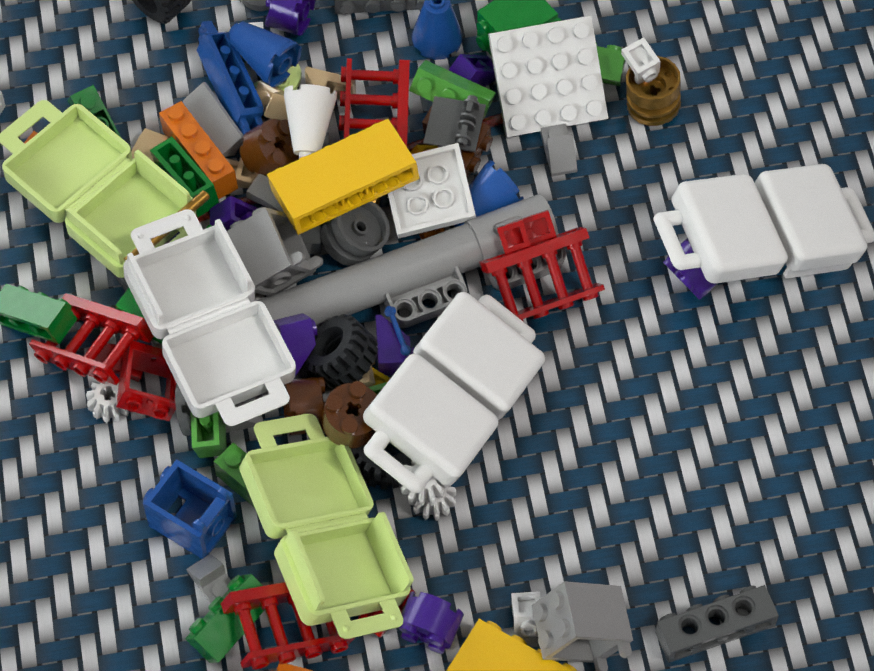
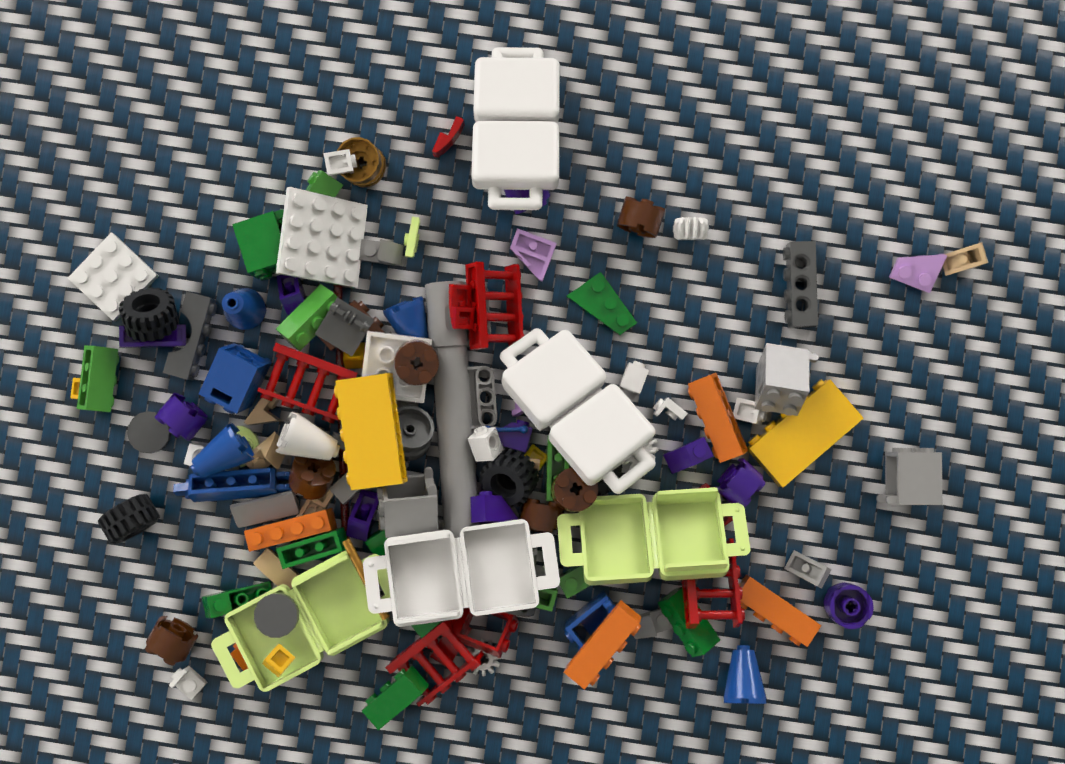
camera: 70 degrees left, 25 degrees up
(31, 71) = (171, 640): none -> reddish brown brick
(43, 168) = (278, 660): none -> yellow slope
(95, 150) = (276, 615): none -> dark grey tile
(171, 497) = (602, 645): none -> orange brick
(353, 33) = (234, 378): none -> blue container
(376, 318) = (485, 444): none -> white brick
(441, 186) = (423, 372): none -> reddish brown brick
(445, 557) = (688, 455): none -> dark purple slope
(495, 514) = (673, 409): none -> white bracket
(505, 572) = (717, 418): none -> orange brick
(517, 462) = (634, 377): none -> white brick
(587, 172) = (412, 238): none -> yellowish green plate
(596, 403) = (603, 303): none -> green wing
(626, 305) = (533, 252): none -> lavender wing
(715, 167) = (445, 141): none -> red slope
(718, 402) = (640, 217): none -> reddish brown brick
(730, 465) = (690, 228): none -> white gear

